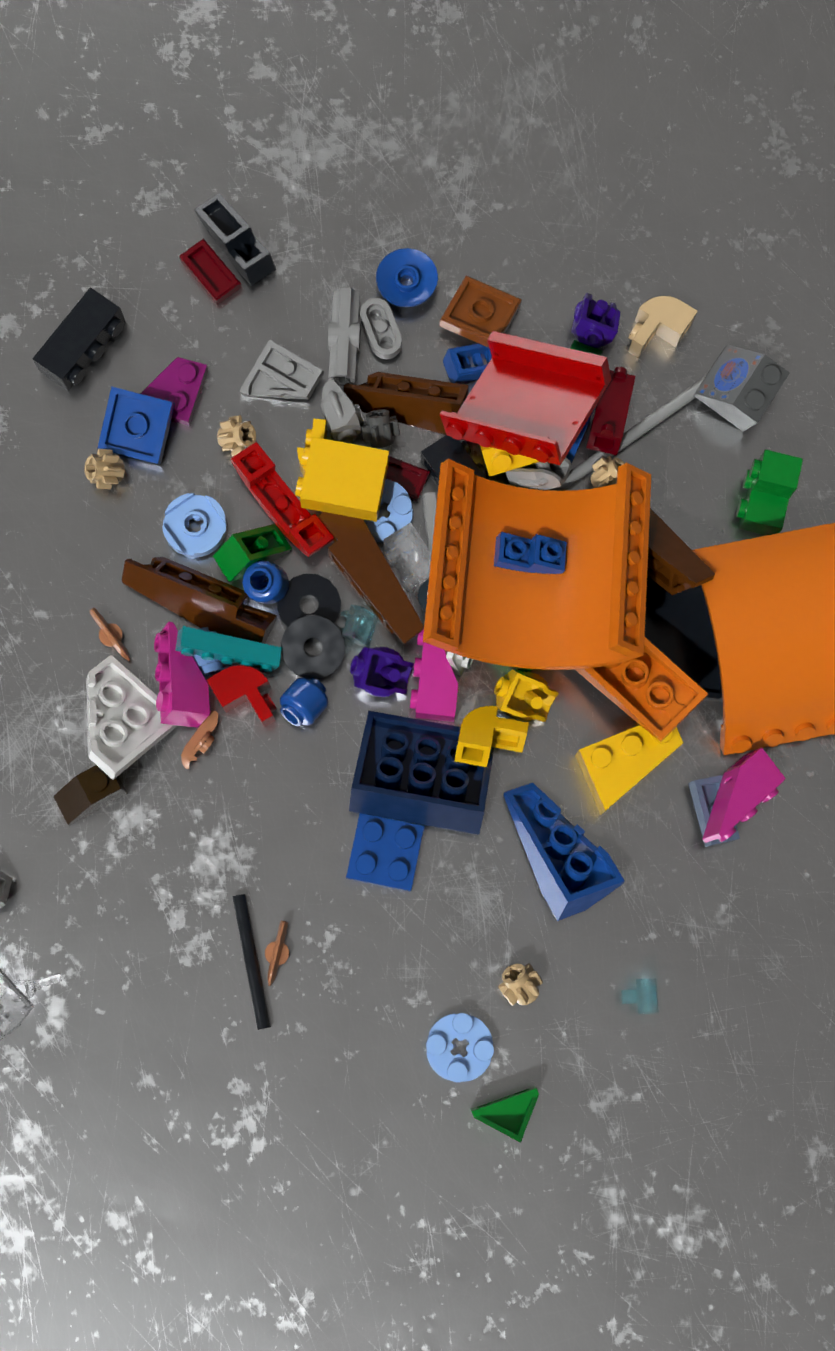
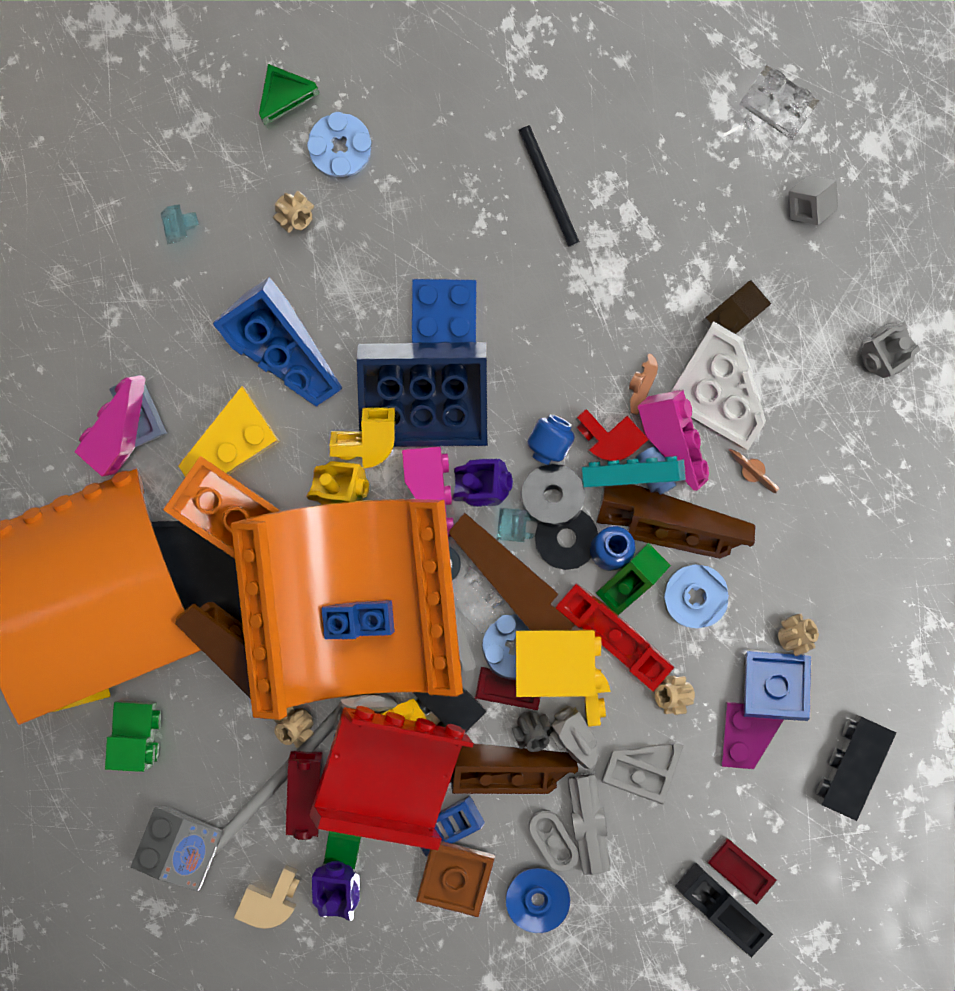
camera: 165 degrees right, 10 degrees up
(277, 952) = (526, 198): nougat piece -> none

